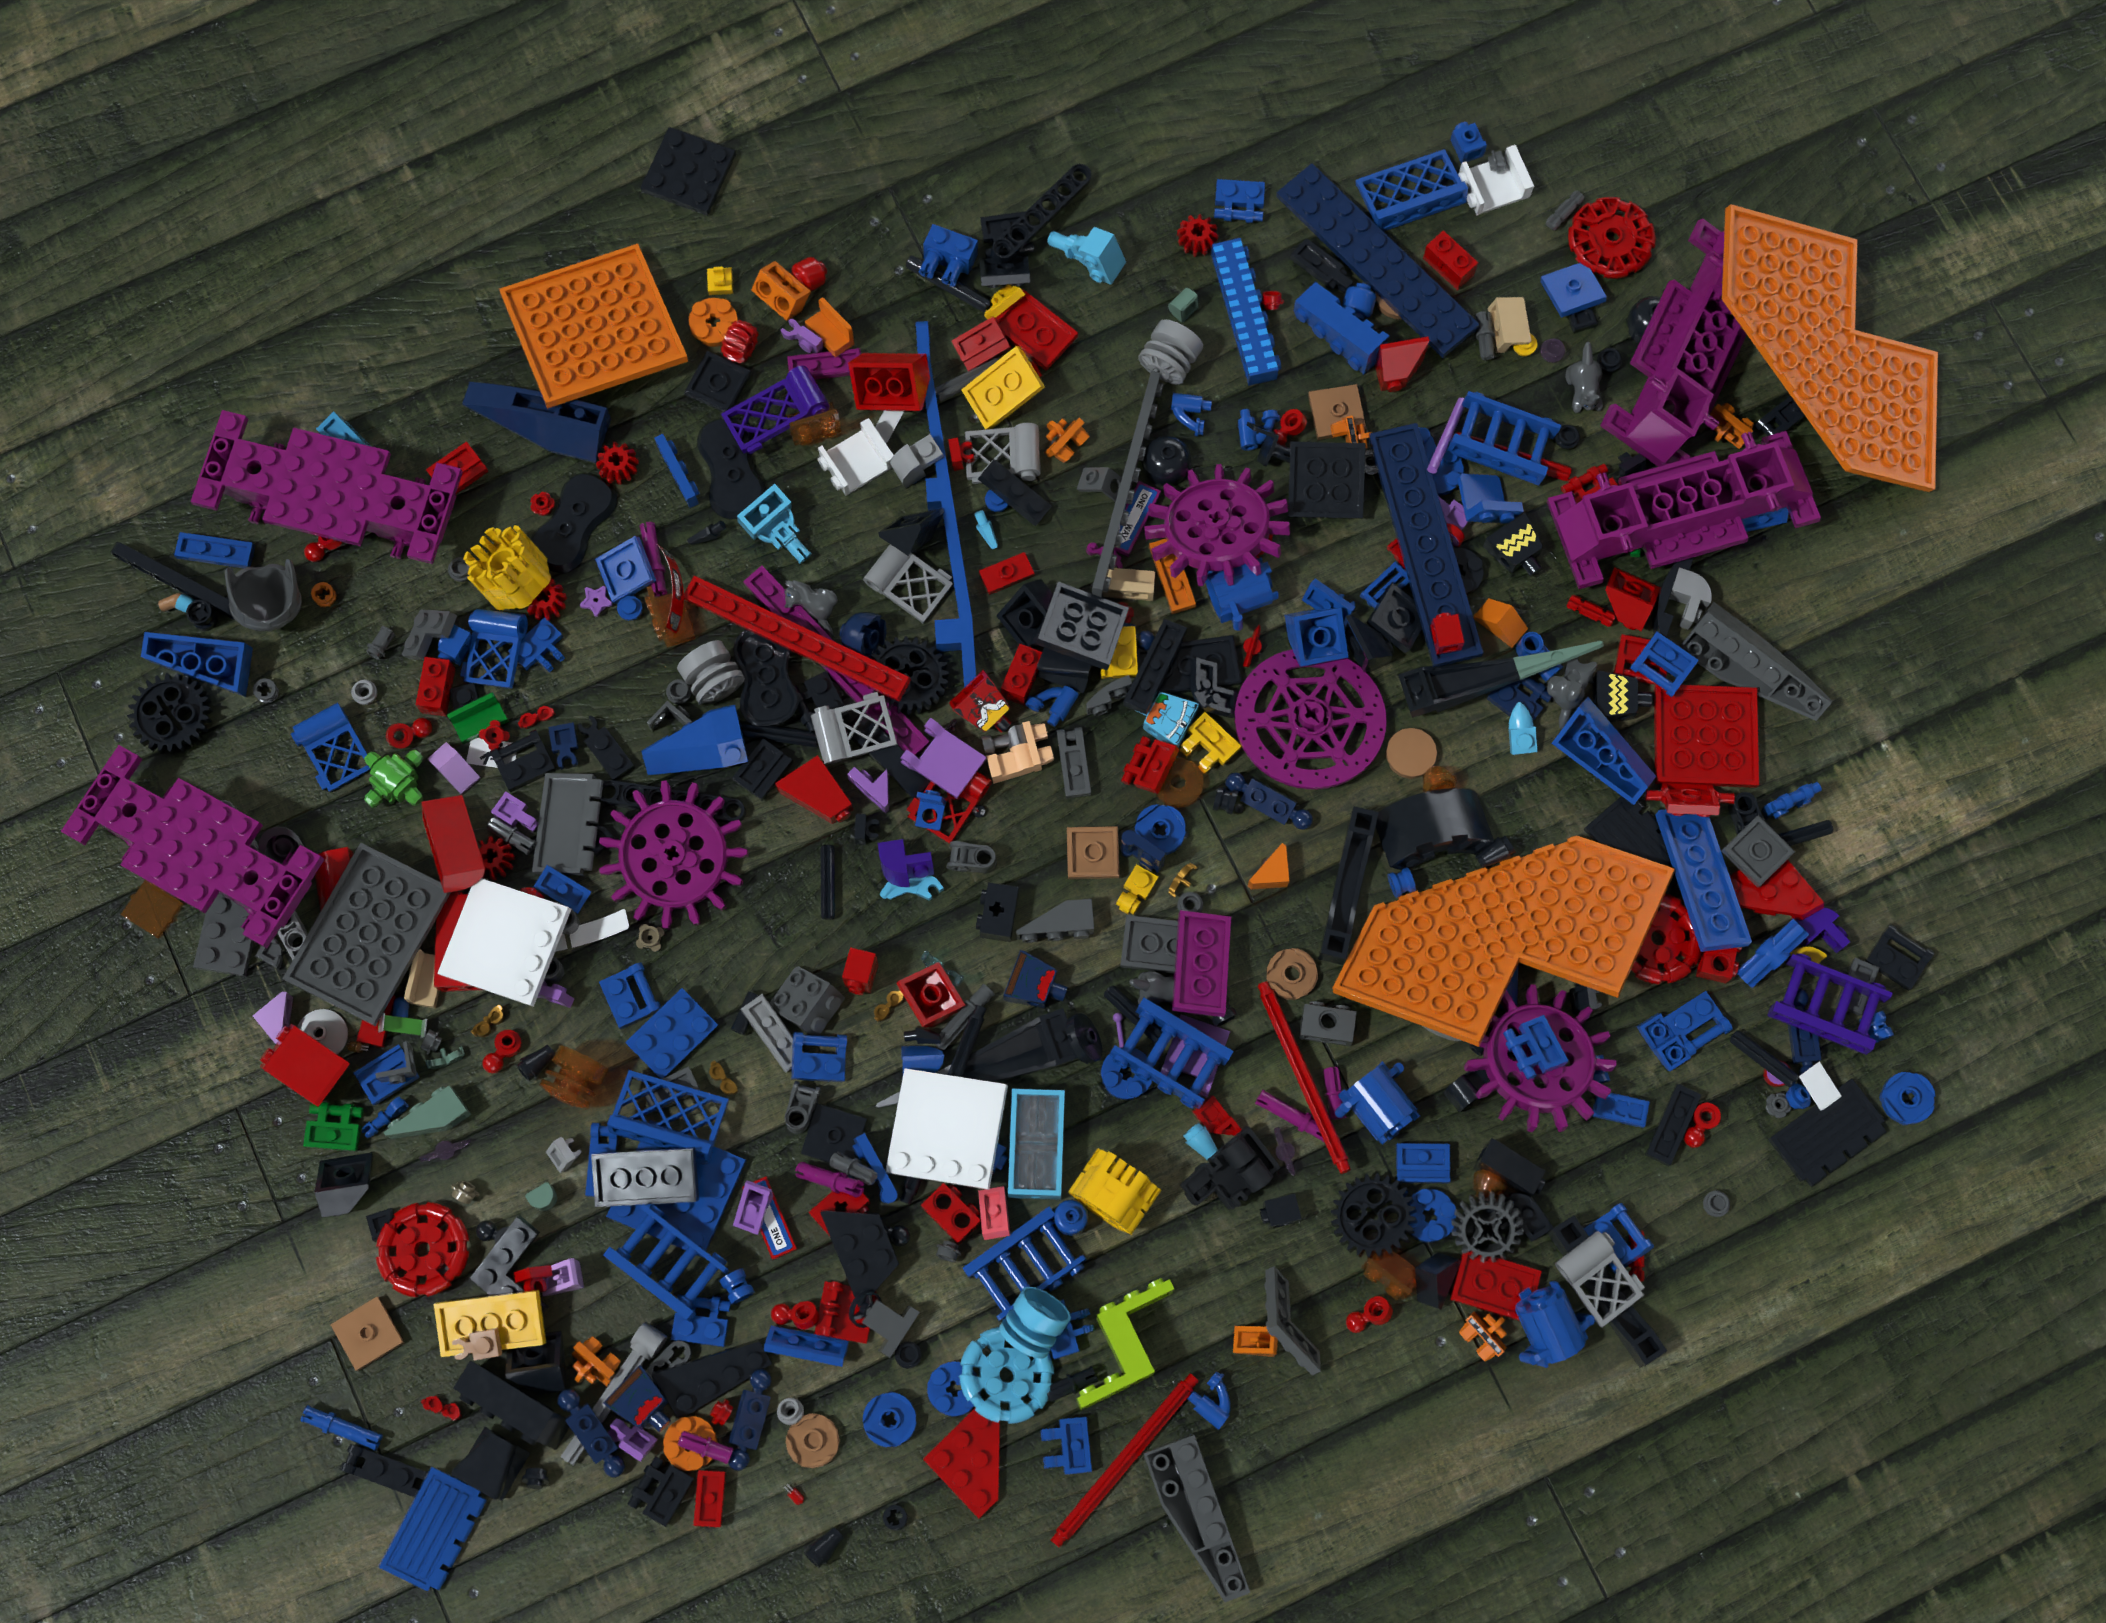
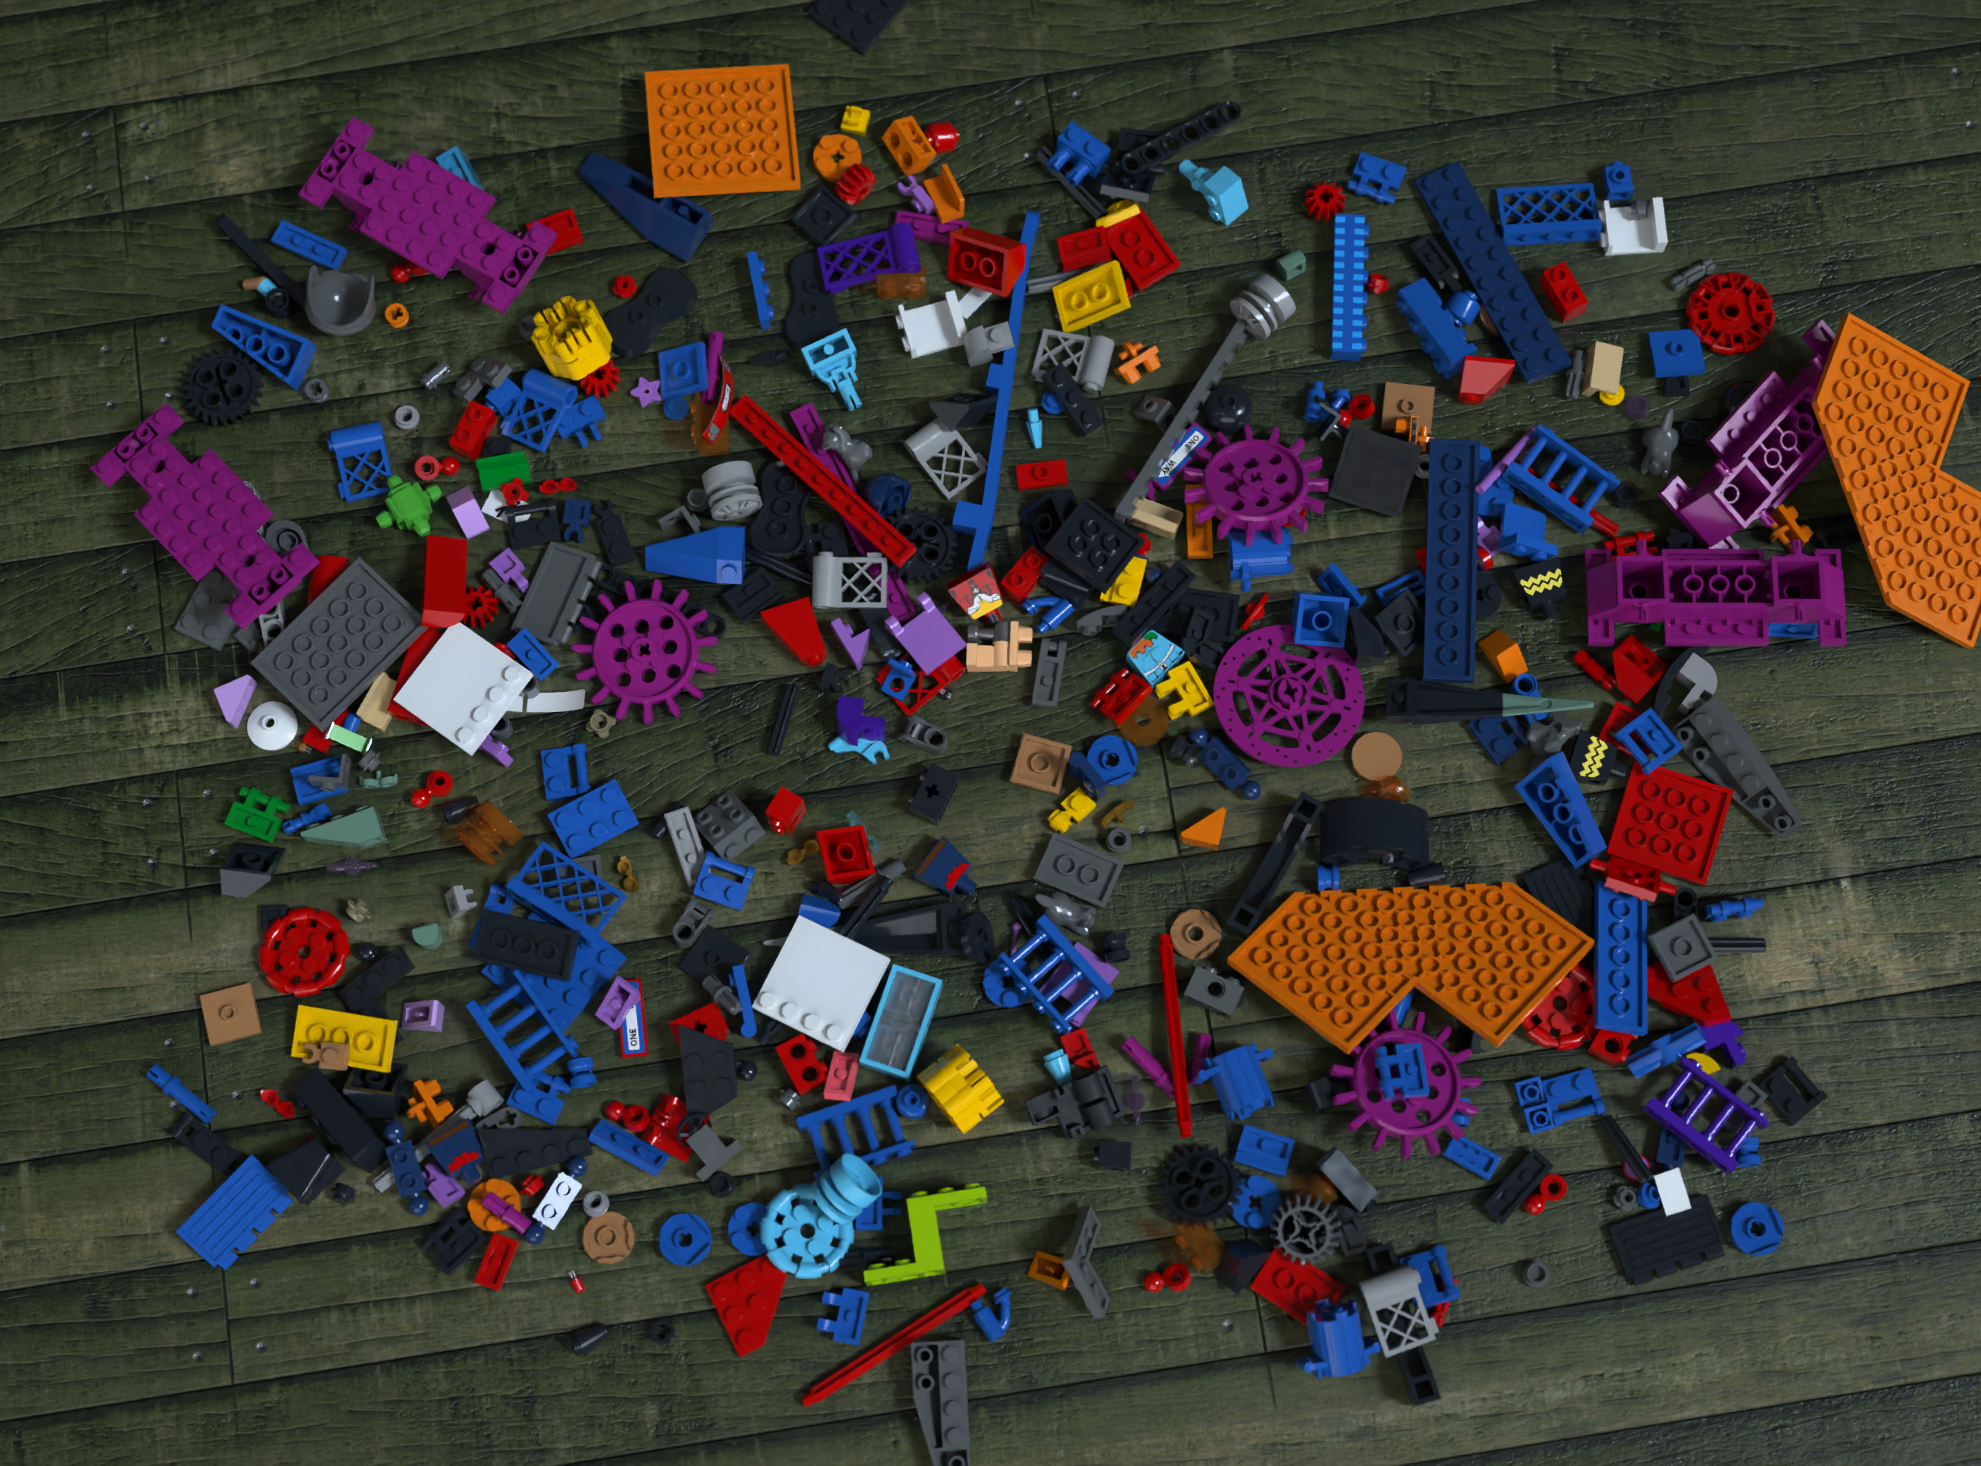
camera: 20 degrees right, 0 degrees up
(151, 909) = (153, 564): clear orange piece -> none
(303, 1064) = (246, 747): red slope -> none
(483, 1028) = (422, 763): pearl gold piece -> none
(533, 1276) = (397, 1006): red tile -> none
(615, 454) = (707, 259): red gear -> none
(836, 1182) = (702, 1002): magenta pin -> none
(957, 453) = (1029, 348): red tile -> none
(1066, 919) = (995, 819): dark grey slope -> none
(1190, 403) = (1269, 362): blue plant -> none
(1201, 963) = (1109, 898): magenta plate -> none
(1447, 633) = (1443, 651): red brick -> none
(1476, 1326) = (1266, 1320): orange hips -> none
(1522, 731) = (1490, 766): medium azure plate -> none

